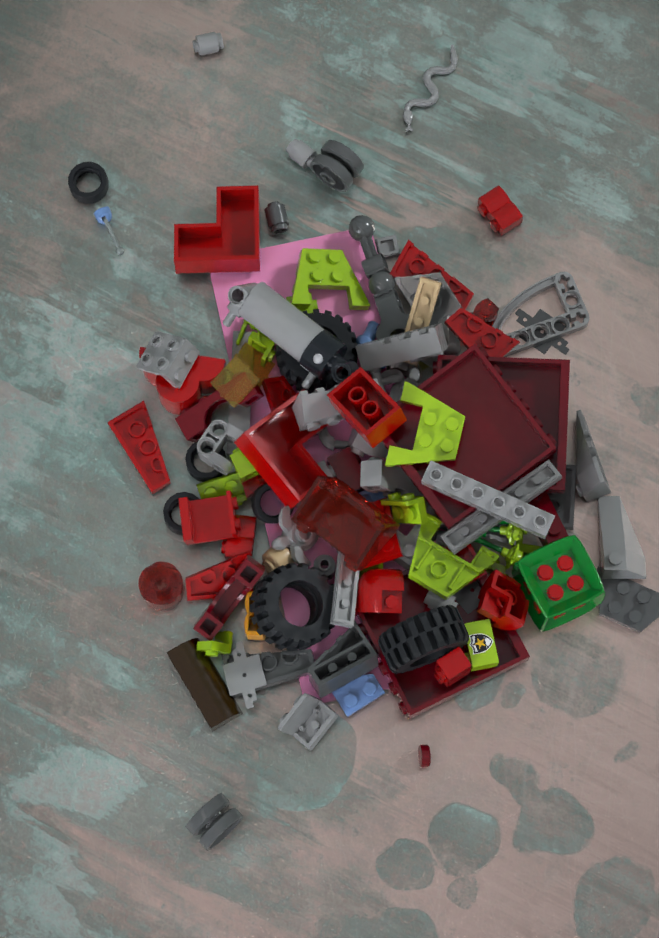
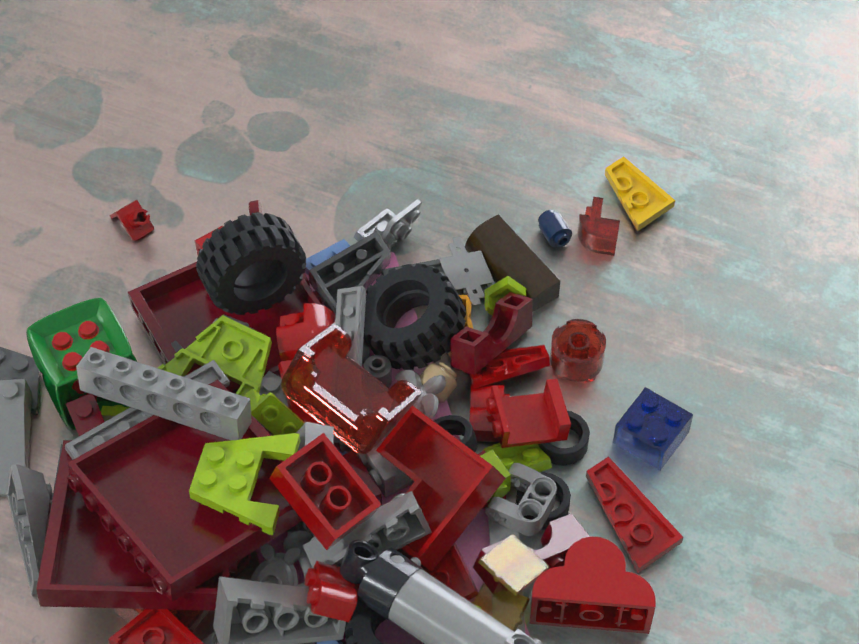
camera: 175 degrees right, 20 degrees down
(83, 757) = (637, 193): none -> yellow wing
(113, 513) = (652, 428): none -> clear blue brick
(128, 712) = (598, 233): none -> clear red brick
(162, 719) = (554, 228): none -> dark blue brick
(168, 357) = (614, 582): light grey bracket -> none
(214, 821) = (483, 134): dark grey wheel -> none
(366, 351) = (330, 592): none -> red brick
(481, 645) = (186, 291): lime brick -> none
(503, 602) = (154, 327): red brick -> none
(533, 756) = (134, 220): none -> red bracket

